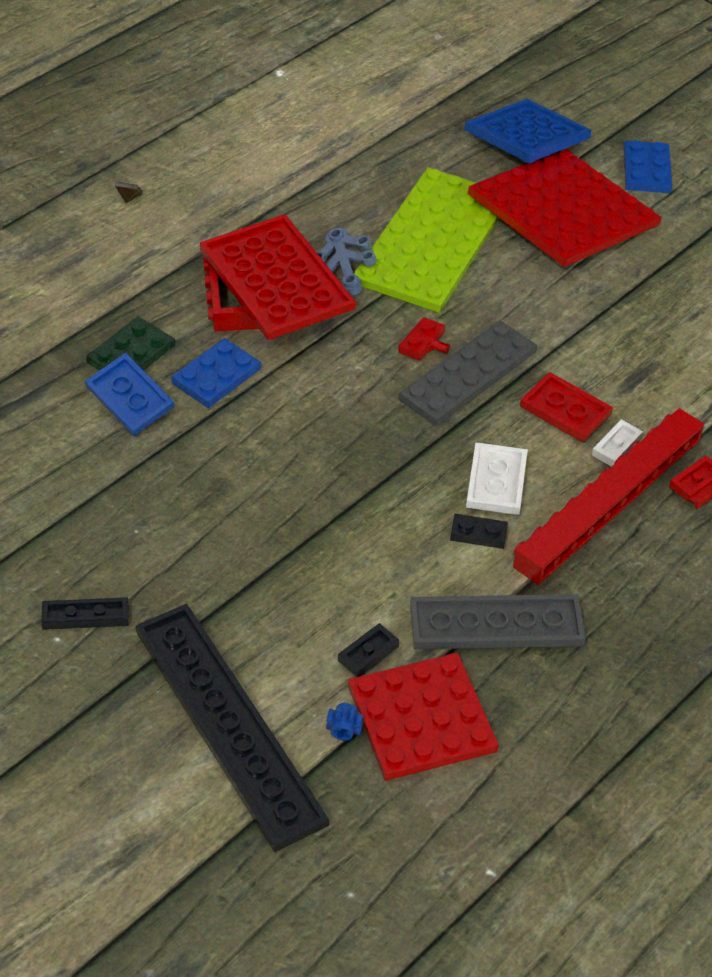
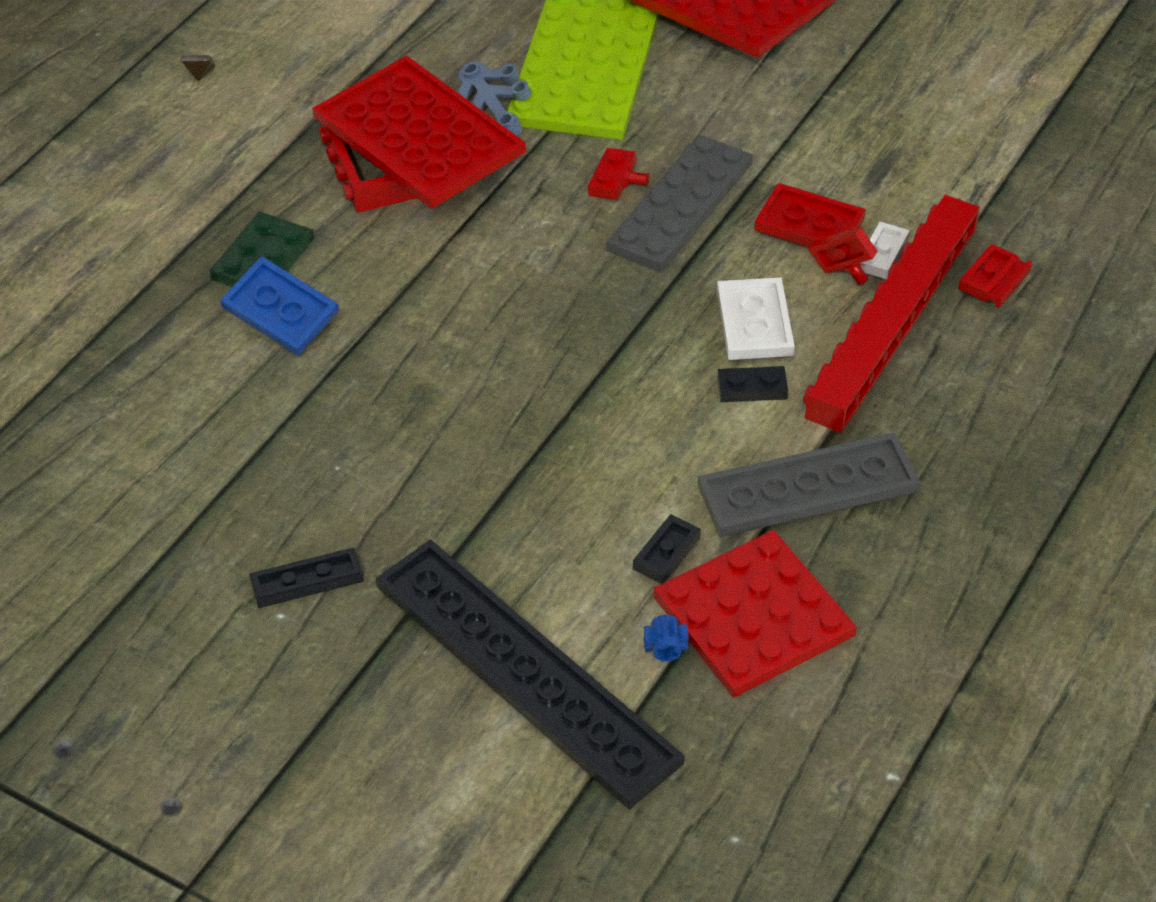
camera: 10 degrees left, 0 degrees up
(216, 372) = (375, 261): blue plate -> none
(583, 439) = (844, 252): none -> red plate

